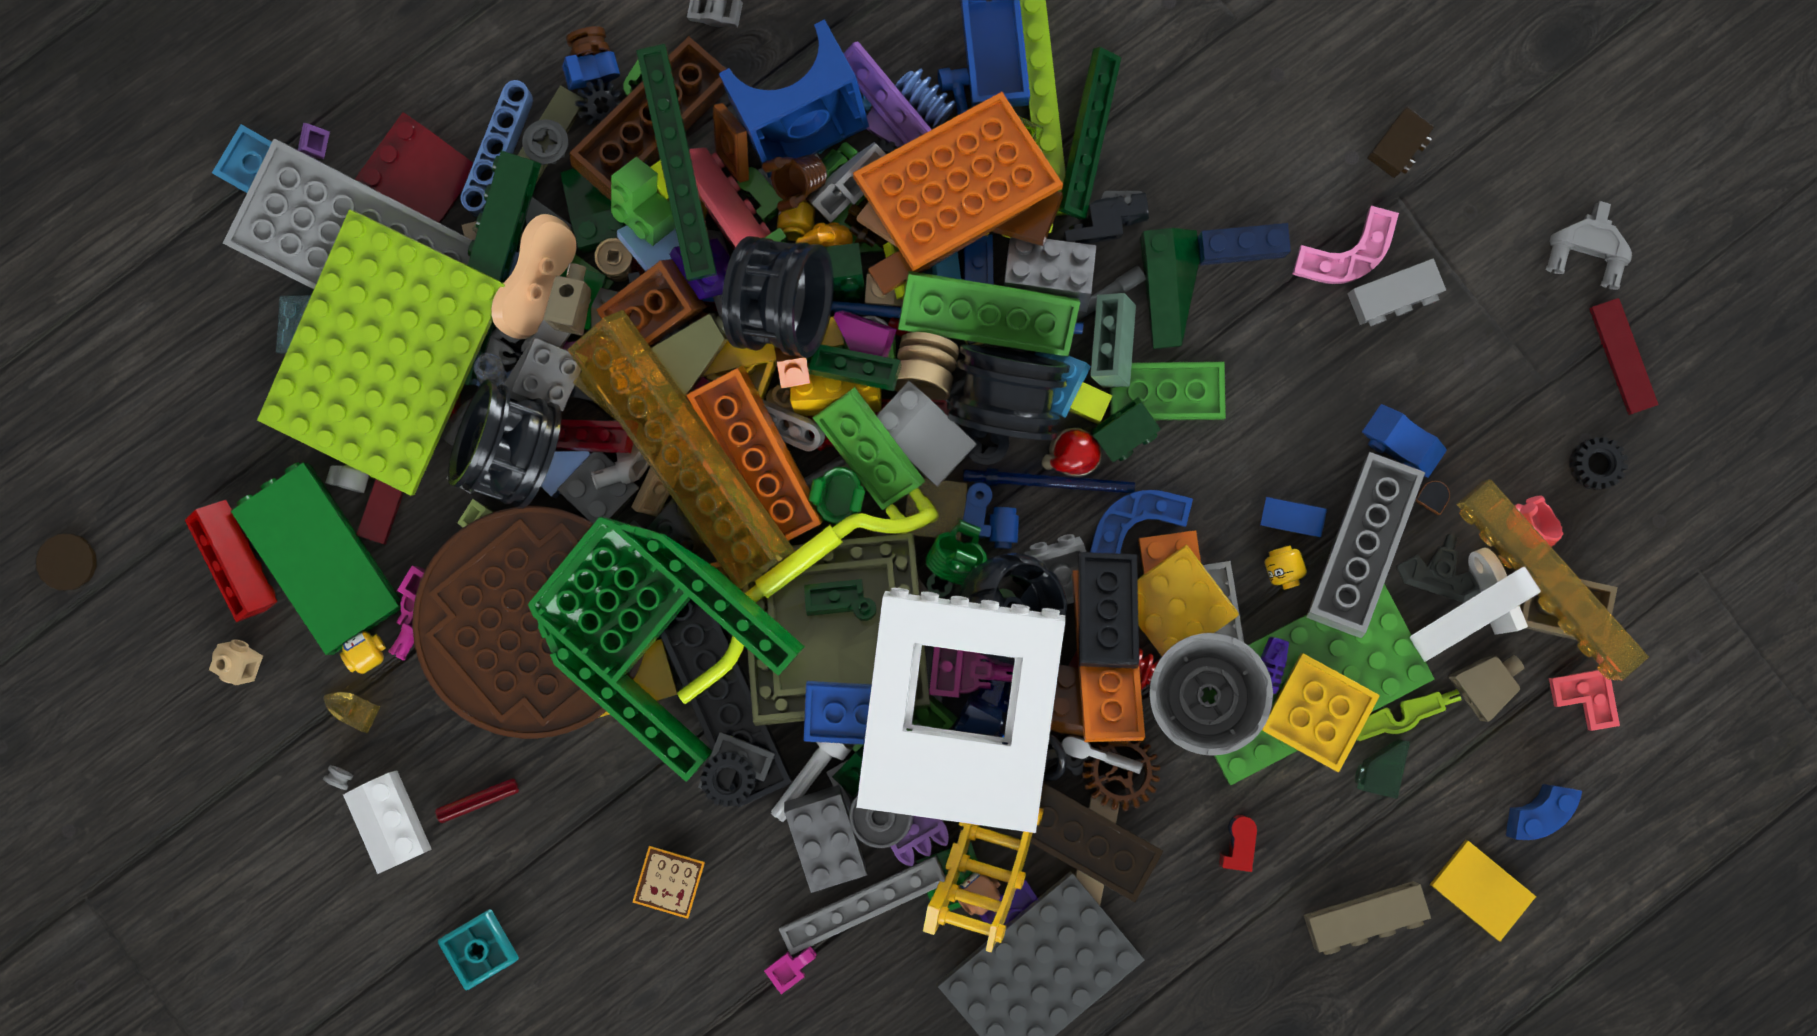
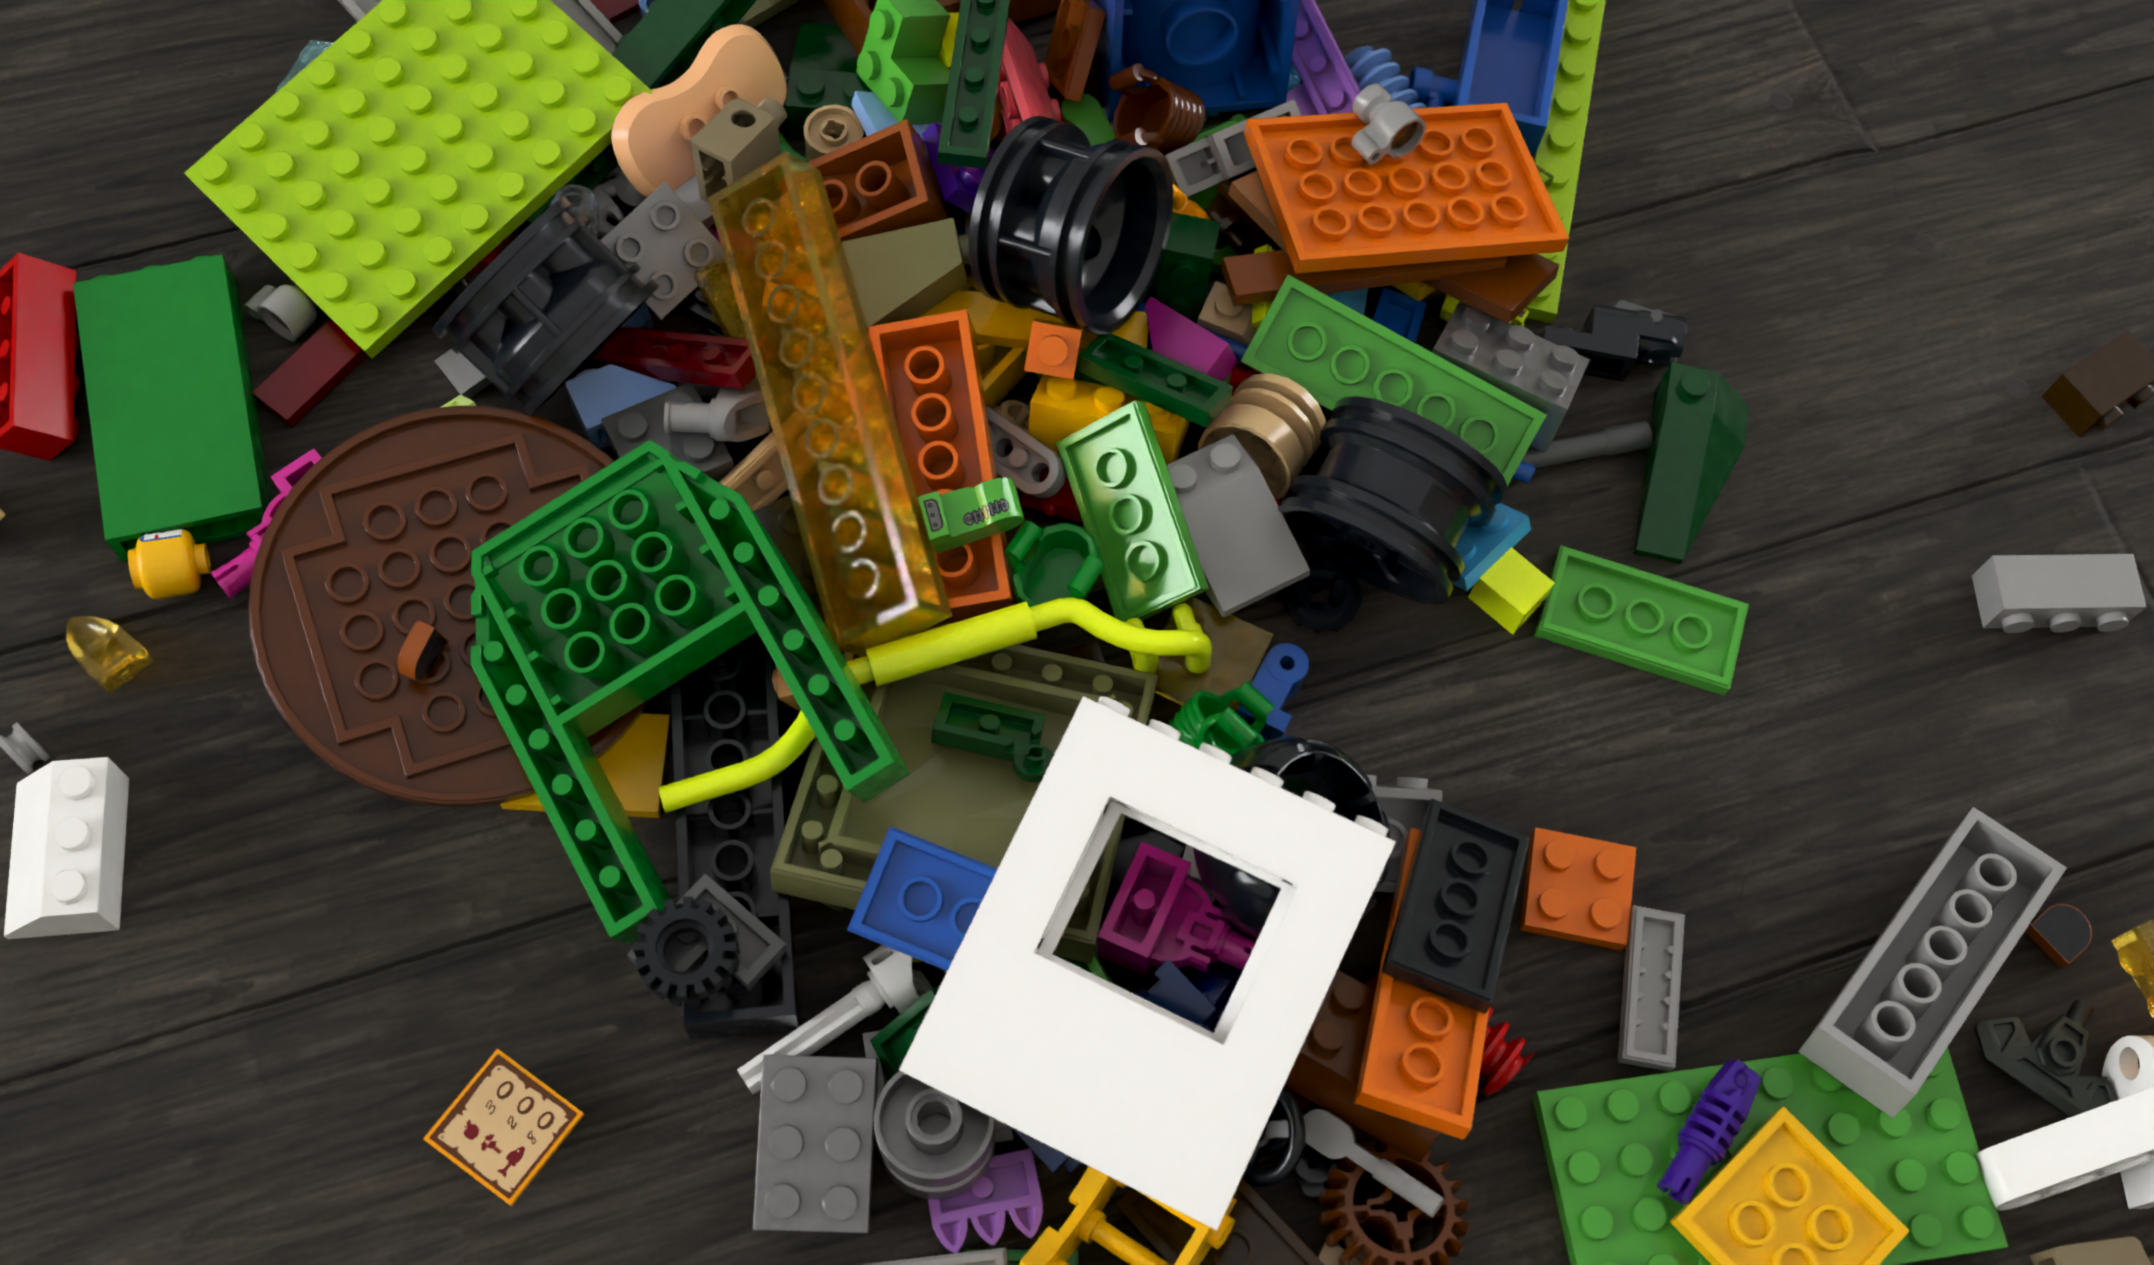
camera: 10 degrees right, 20 degrees down
(472, 967) = (81, 1104): teal brick -> none
(477, 800) = (236, 871): dark red axle -> none
(523, 663) = (420, 651): none -> tile
(782, 489) = (970, 513): none -> bright green leg
(939, 150) = (1391, 125): none -> light grey piece
(993, 477) = (1320, 653): clear blue bar -> none
(1004, 527) = (1315, 718): blue brick -> none
(1073, 453) = (1461, 657): red piece -> none
(1089, 133) = (1617, 218): dark green plate -> none
(1113, 340) = (1579, 503): sand green brick -> none
(1126, 430) = (1562, 645): dark green brick -> none
(1136, 508) = (1555, 779): blue plate -> none
(1180, 601) = (1582, 955): yellow plate -> none
(1240, 700) = (1637, 1056): light grey cone -> none
(1244, 244) = (1824, 441): dark blue brick -> none
(1285, 567) = (1780, 956): yellow head -> none
(1293, 517) = (1811, 879): blue slope -> none
(1355, 263) = (1989, 528): bright pink plate -> none
(1403, 440) = (2025, 802): blue brick -> none

